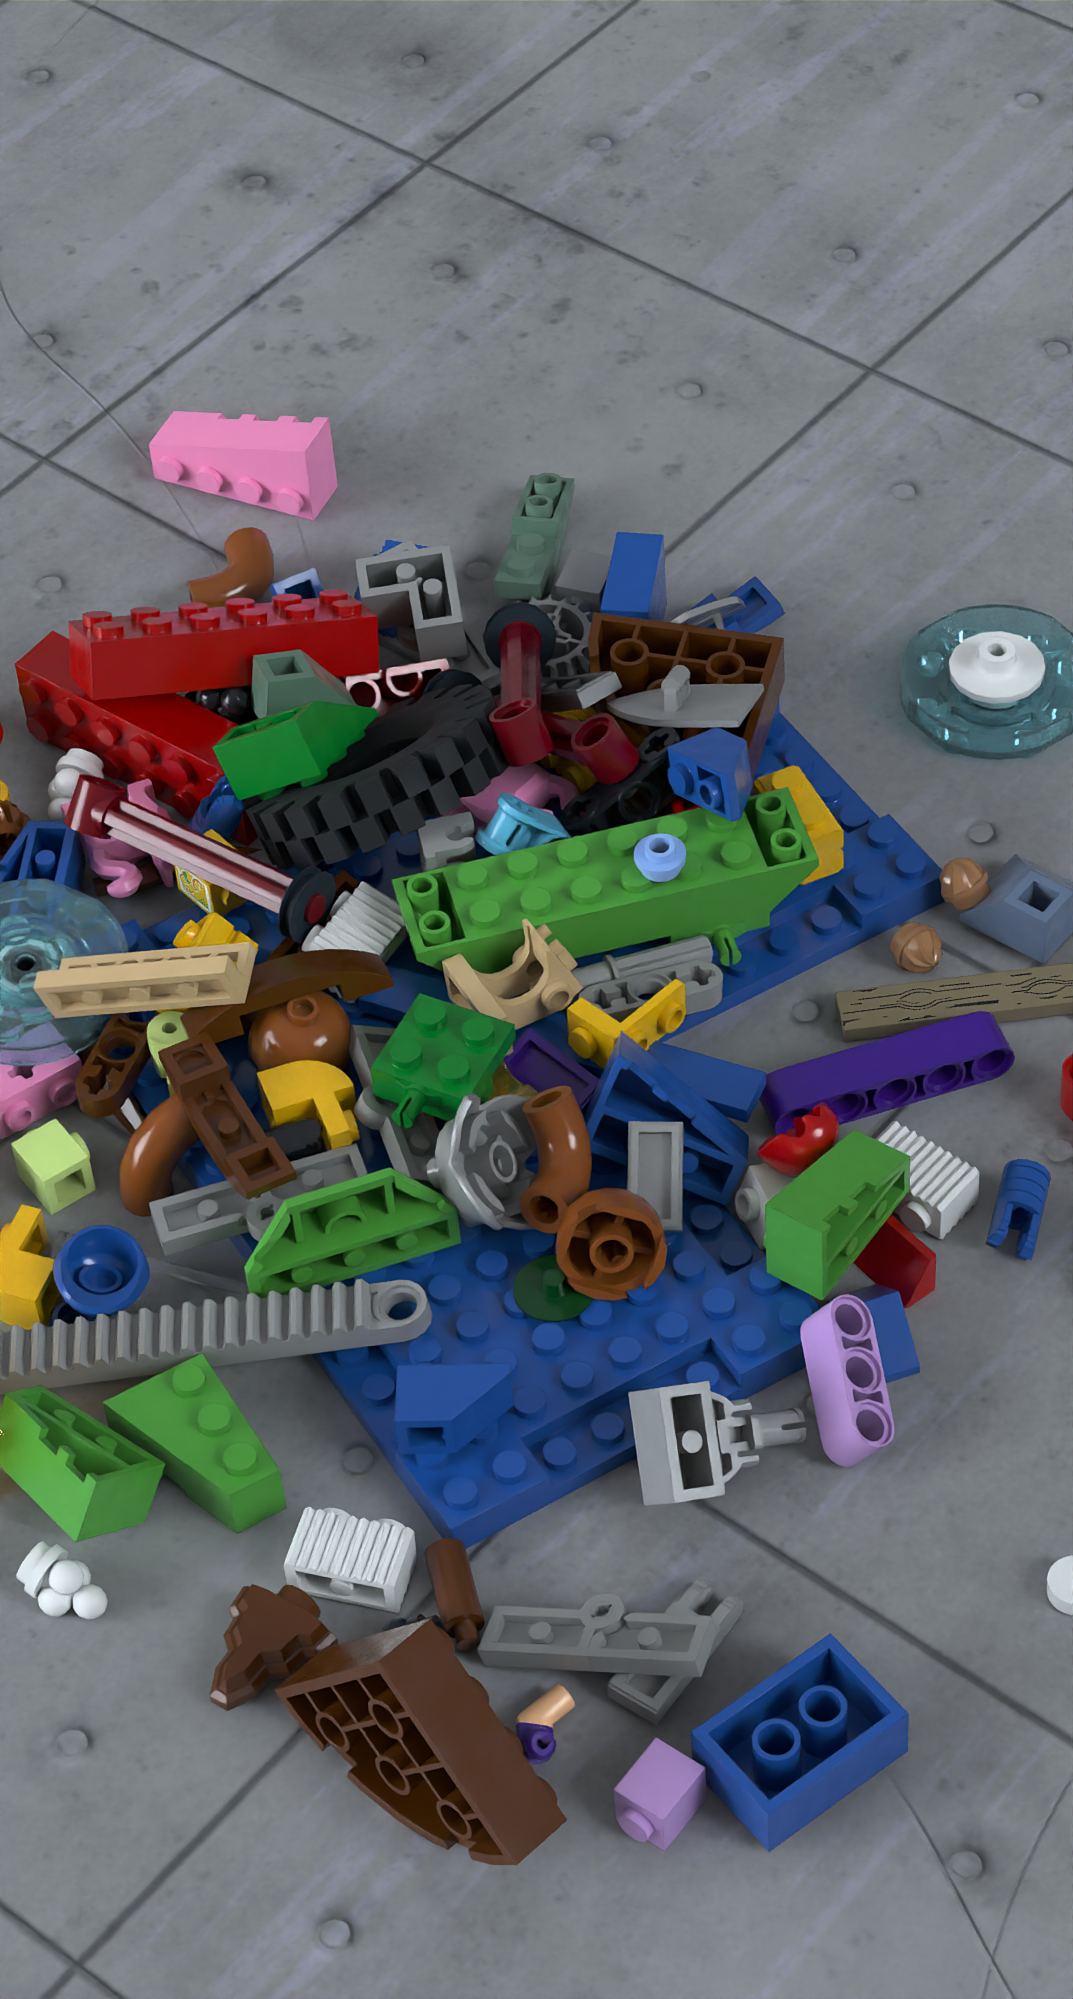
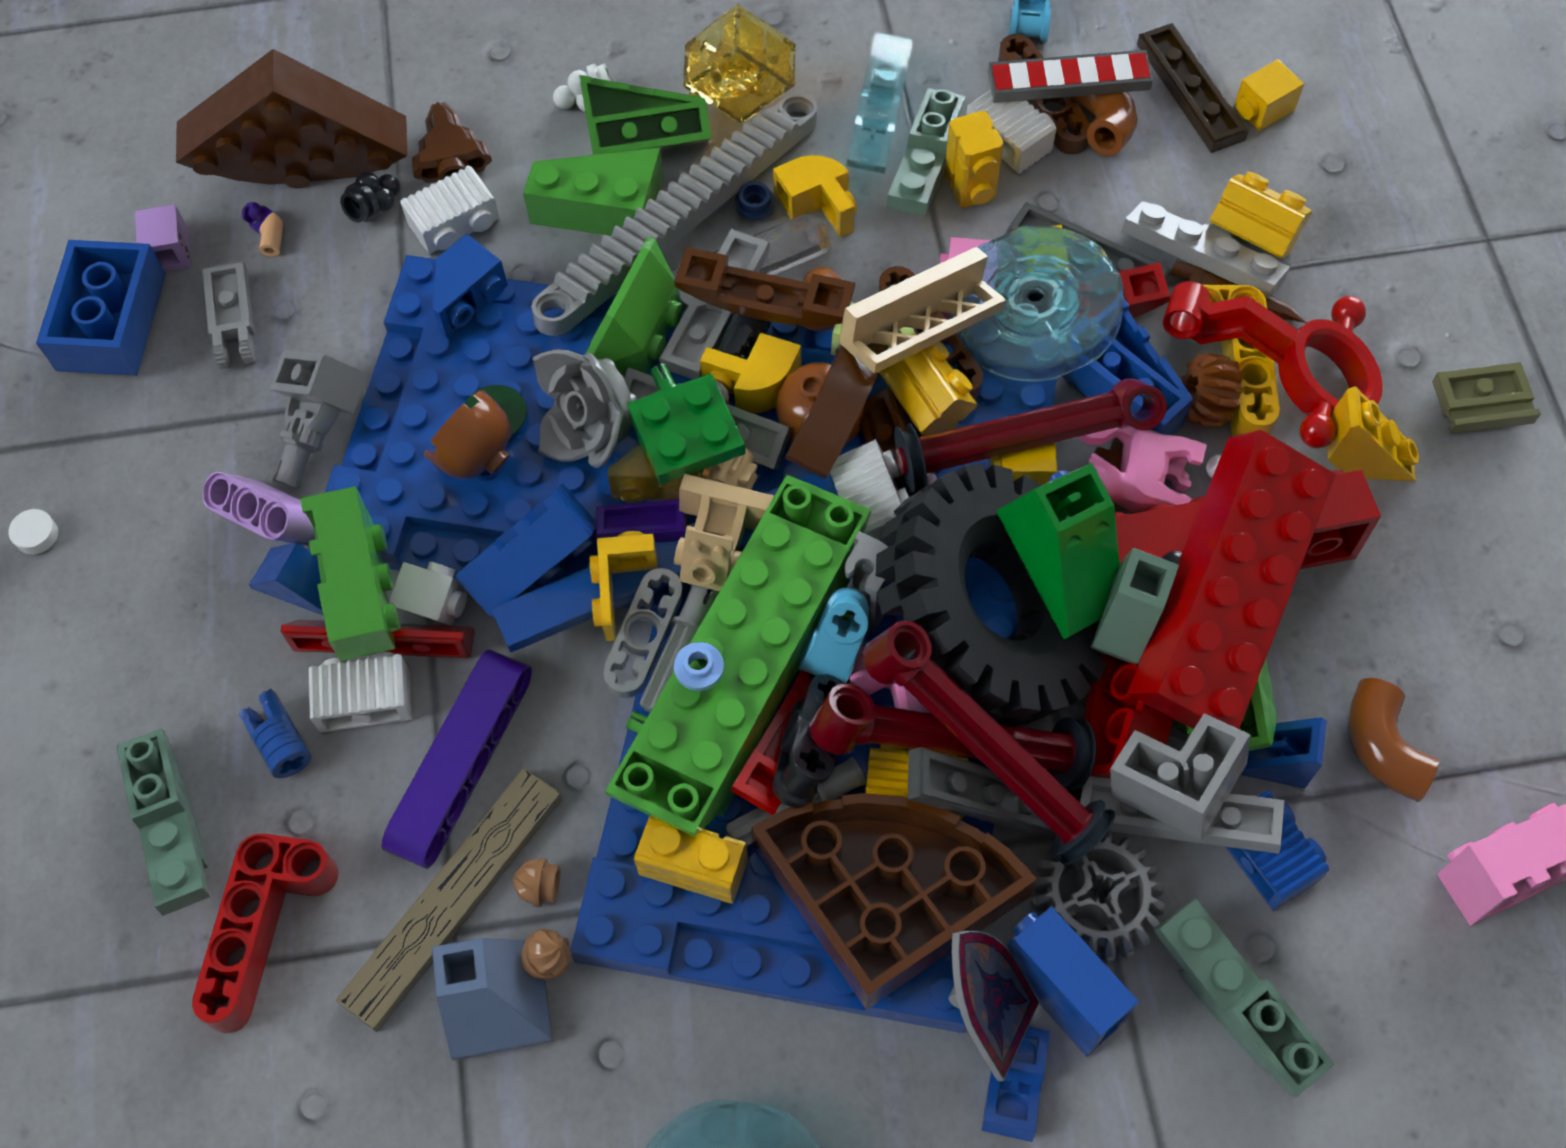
camera: 130 degrees right, 15 degrees up
(54, 1165) = (880, 250): yellowish green brick -> none
(101, 1270) = (757, 205): blue hat -> none
(455, 1591) = (378, 243): reddish brown cylinder -> none
(562, 1157) = (549, 455): dark orange cylinder -> none
(584, 579) = (1150, 983): light grey brick -> none
(598, 1639) = (261, 266): light grey hinge -> none
(657, 1168) = (491, 503): light grey tile -> none
(688, 705) = (839, 833): light grey shield -> none
(712, 772) = (737, 772): blue slope -> none
(813, 1138) = (425, 605): red hair -> none

